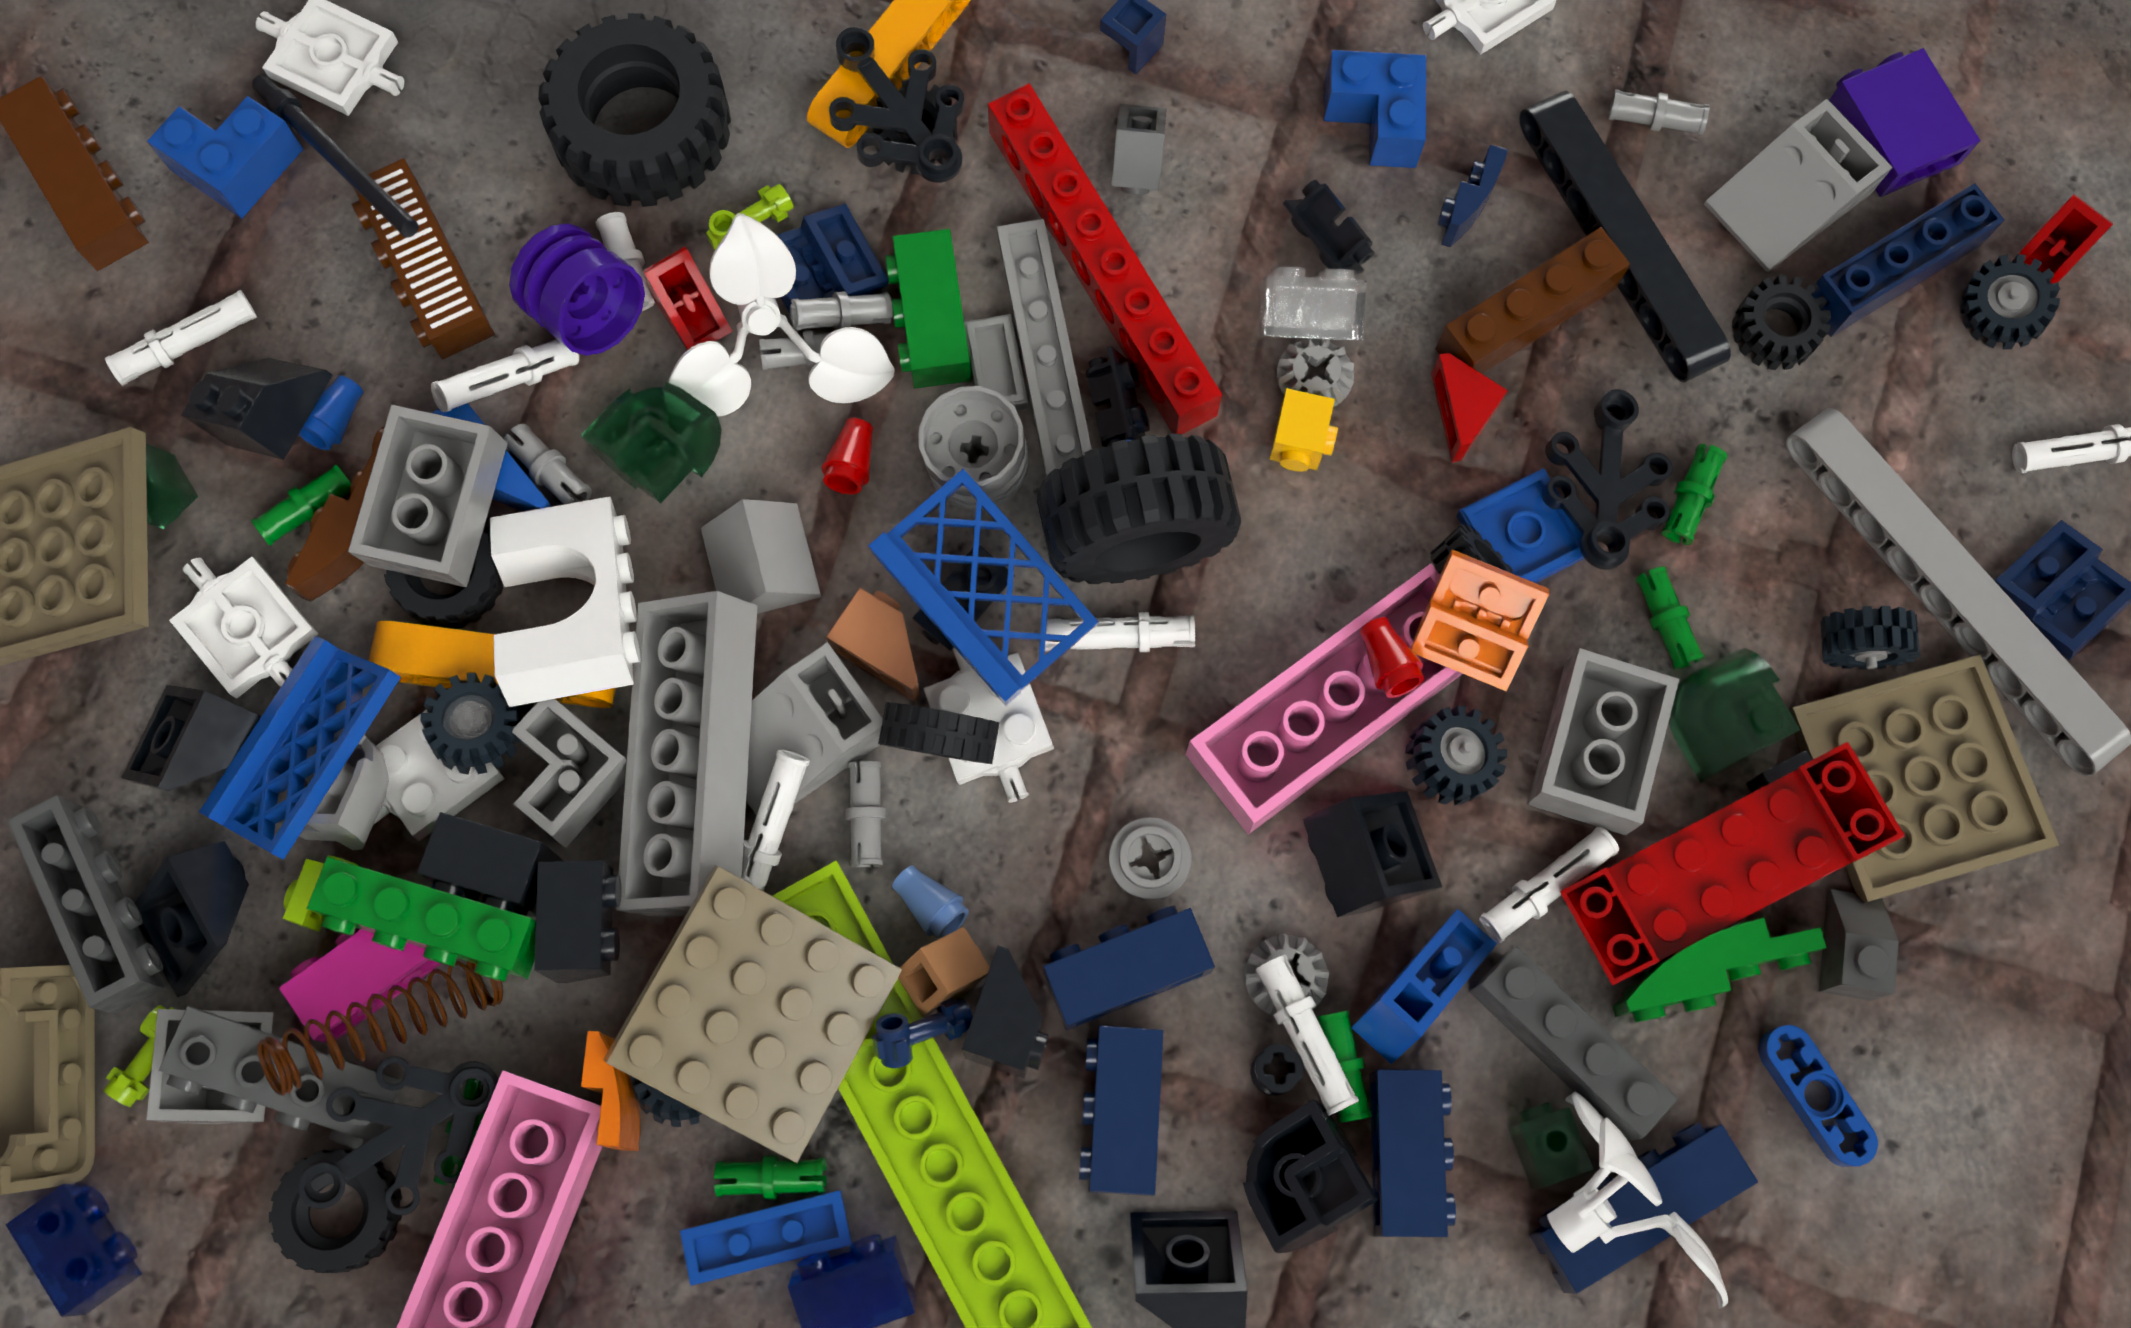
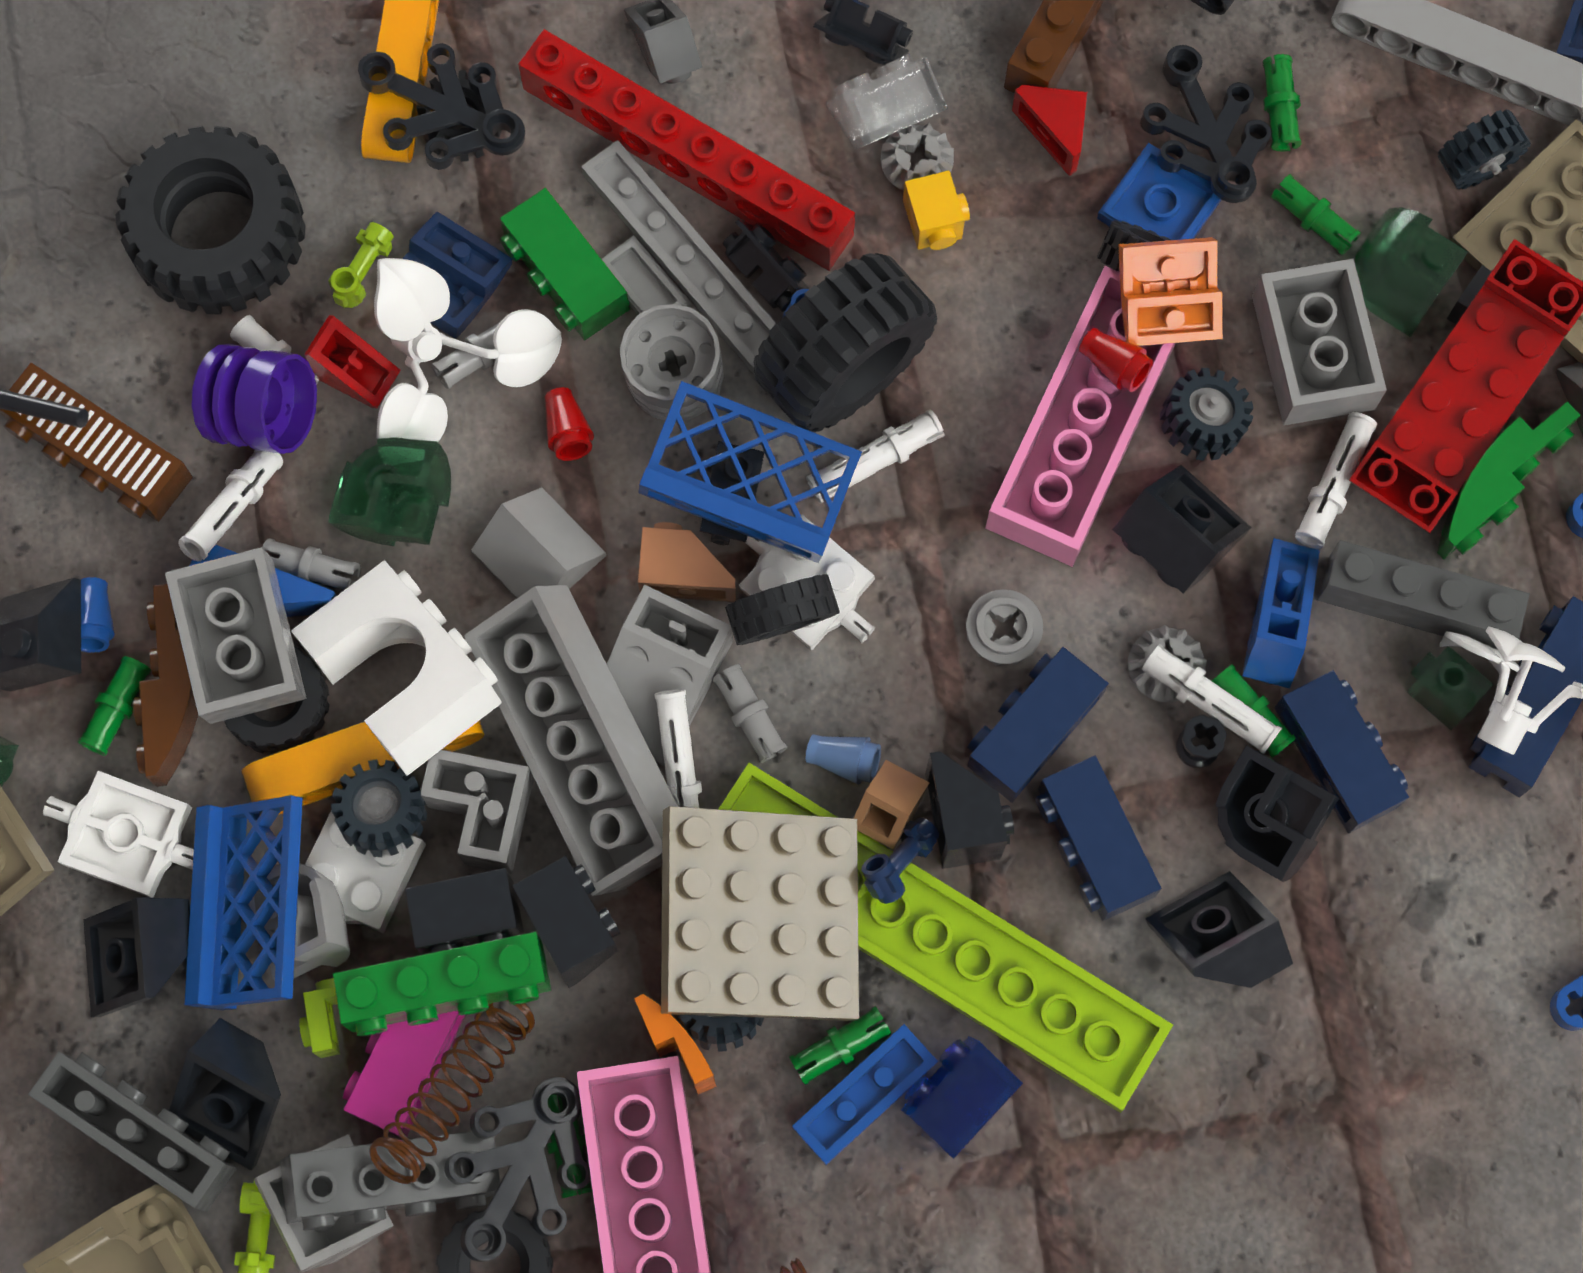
camera: 25 degrees left, 0 degrees up
(841, 311) = (488, 304): light grey pin -> none

